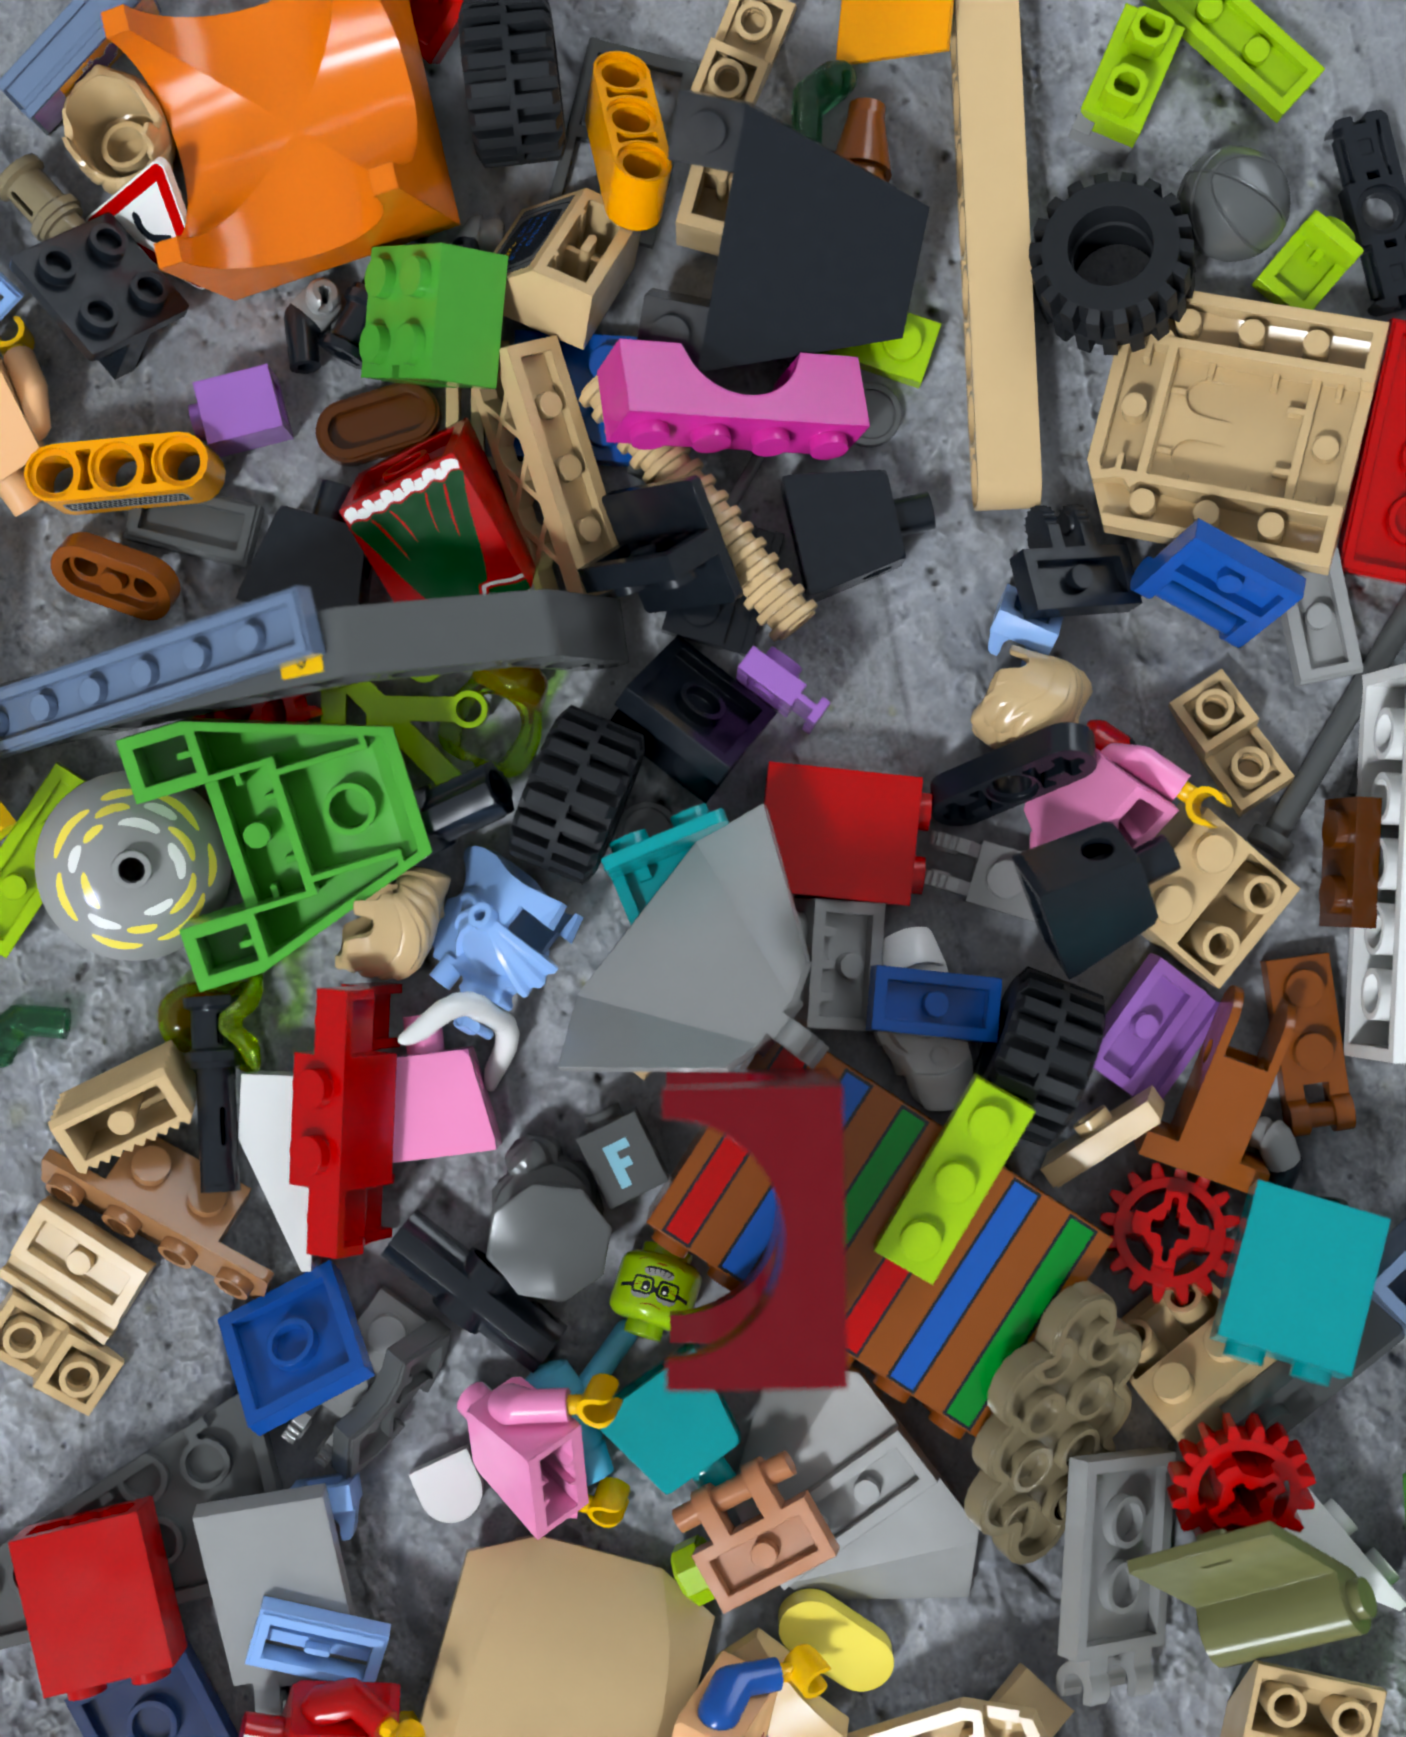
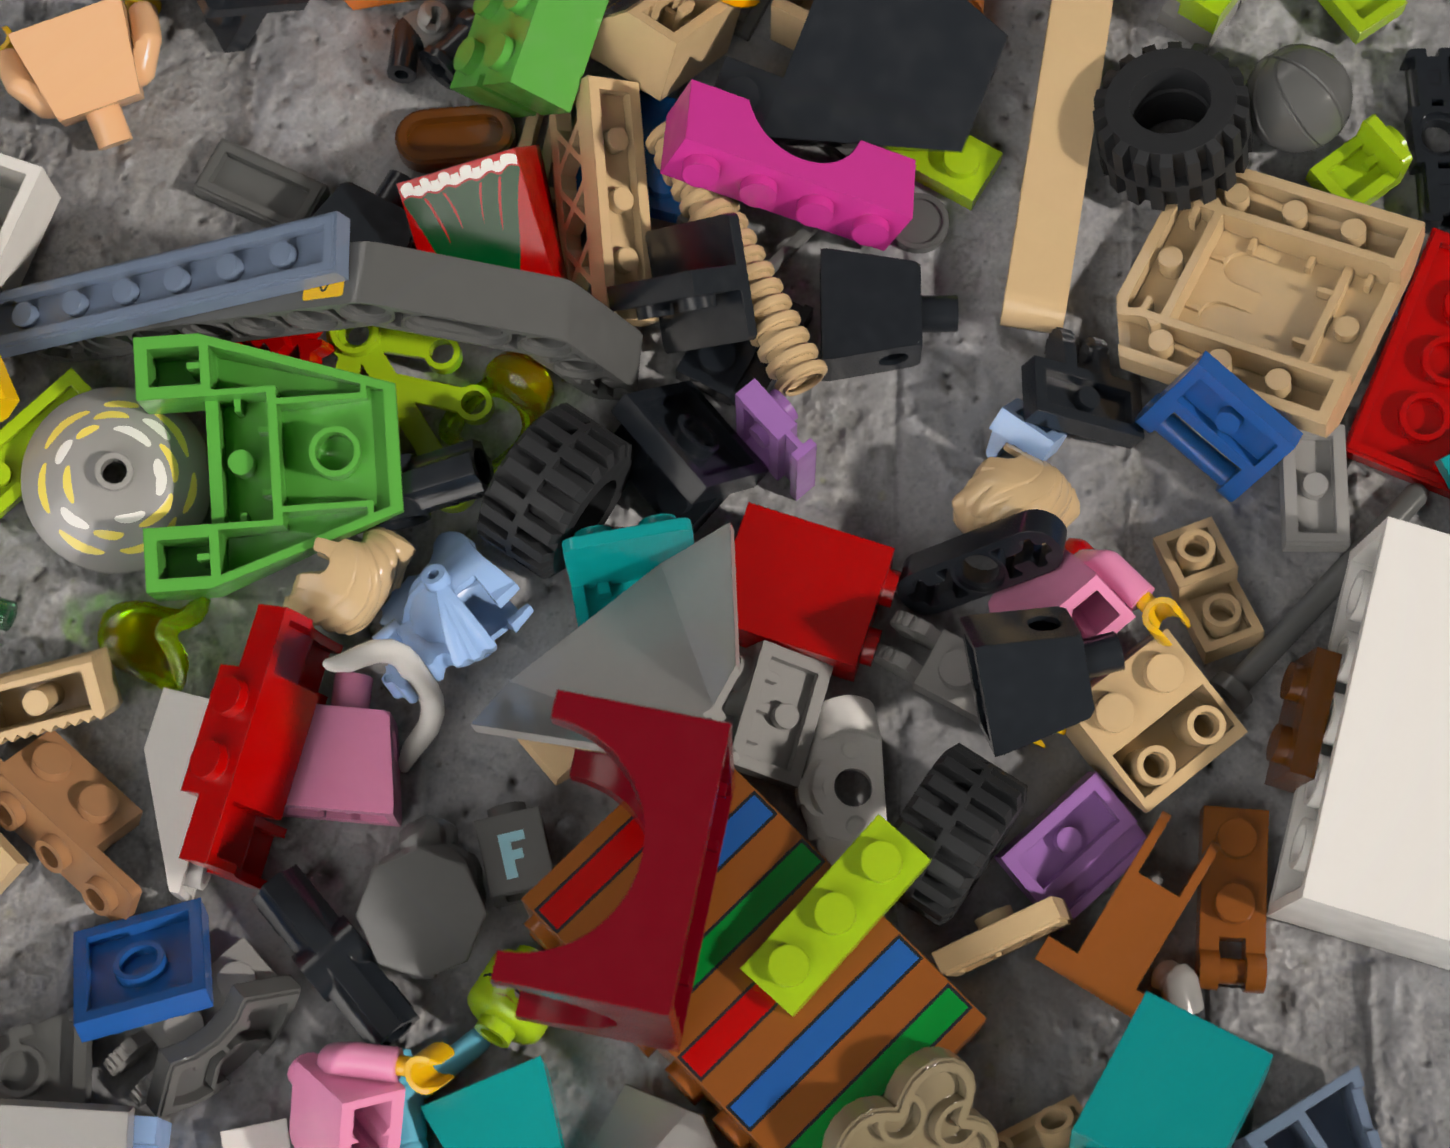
camera: 15 degrees right, 15 degrees down
(99, 460) = (189, 110): light orange beam -> none
(115, 576) = (181, 214): dark orange plate -> none
(215, 1067) = (141, 673): black pin -> none
(240, 411) = (331, 98): medium lavender brick -> none
(933, 1004) = (856, 765): blue plate -> none
(1200, 1239) = (1035, 1030): red gear -> none

